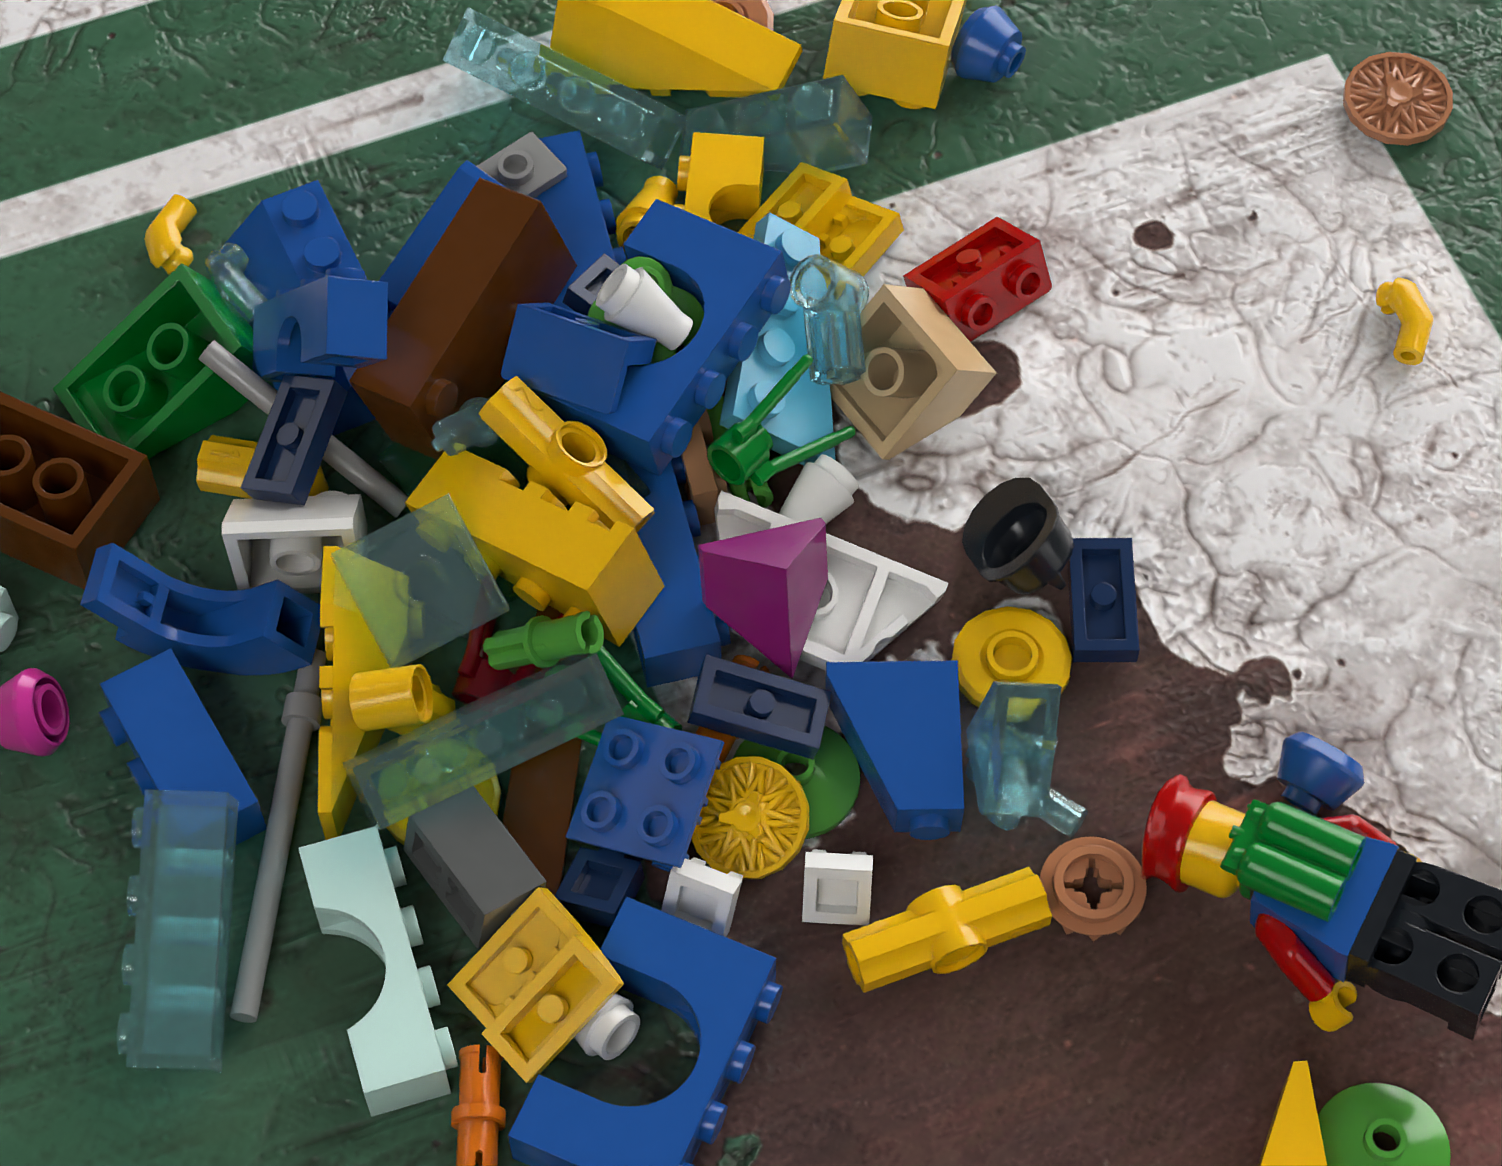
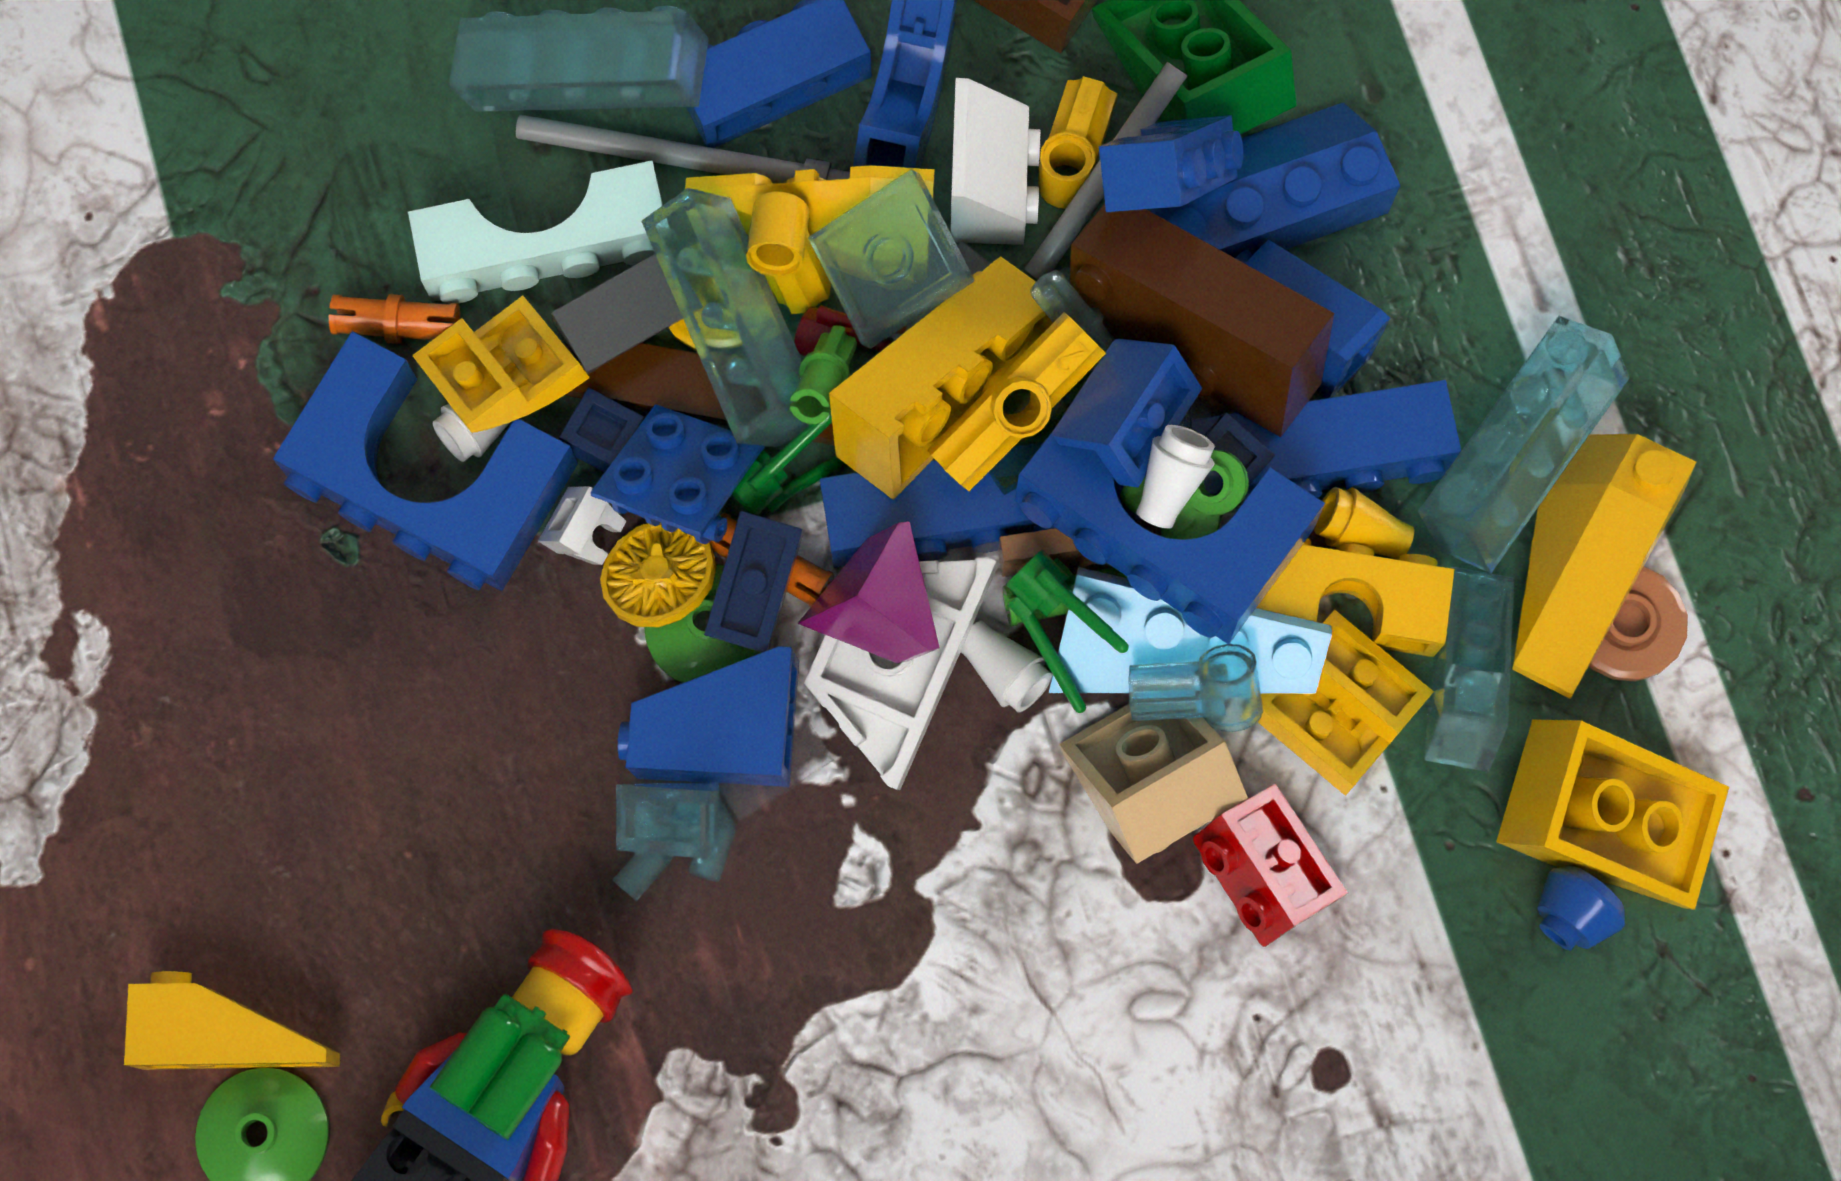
camera: 95 degrees right, 15 degrees up
(164, 234) = (1365, 53): yellow arm -> none
(226, 273) = (1290, 103): clear light blue arm -> none
(294, 439) = (1057, 148): dark blue plate -> none
(525, 166) = (1400, 384): light grey bracket -> none
(837, 888) = (574, 648): white tile -> none
(946, 929) = (521, 747): yellow piece -> none
(1010, 647) = (808, 845): yellow wheel -> none
(1018, 537) = (934, 860): black piece -> none
(1103, 600) = (865, 944): dark blue plate -> none
(1114, 870) = (534, 870): nougat gear -> none
(1317, 773) = (642, 1133): blue cone -> none

